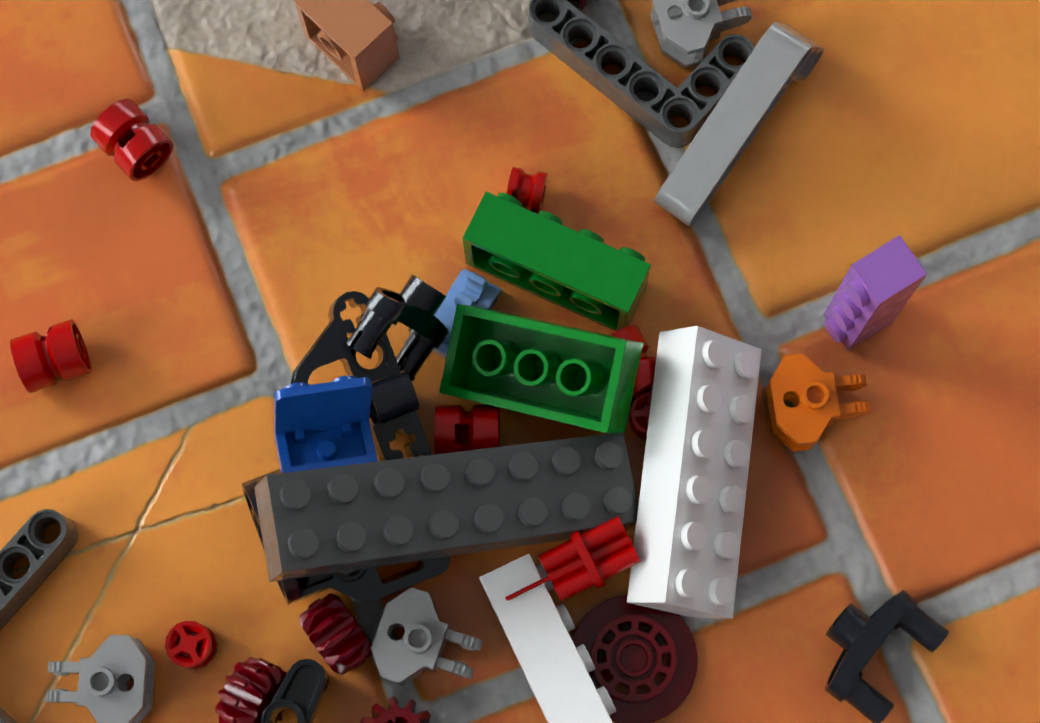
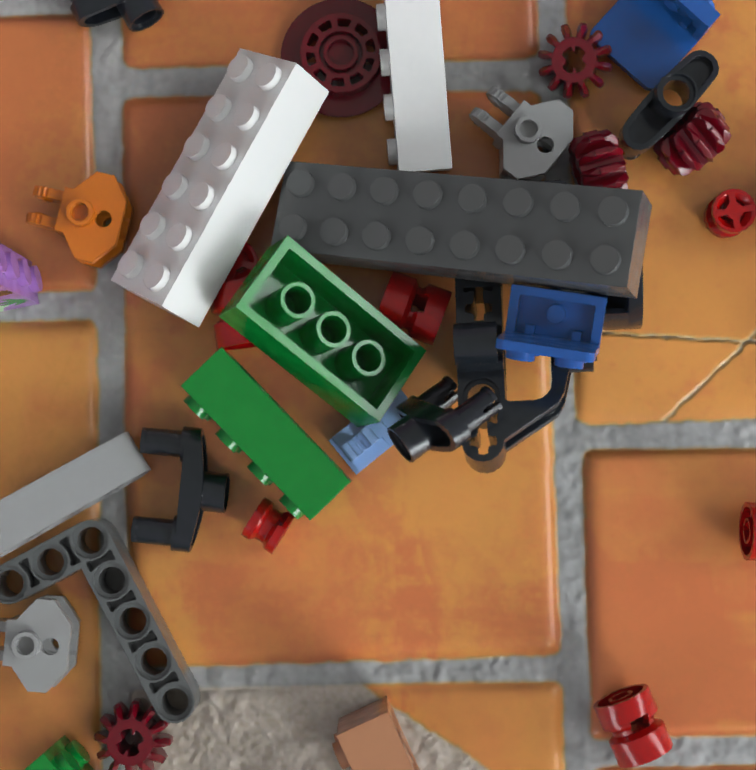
camera: 165 degrees left, 10 degrees up
(587, 559) = (349, 137): red piece -> none
(603, 200) = (198, 491): none -> black connector

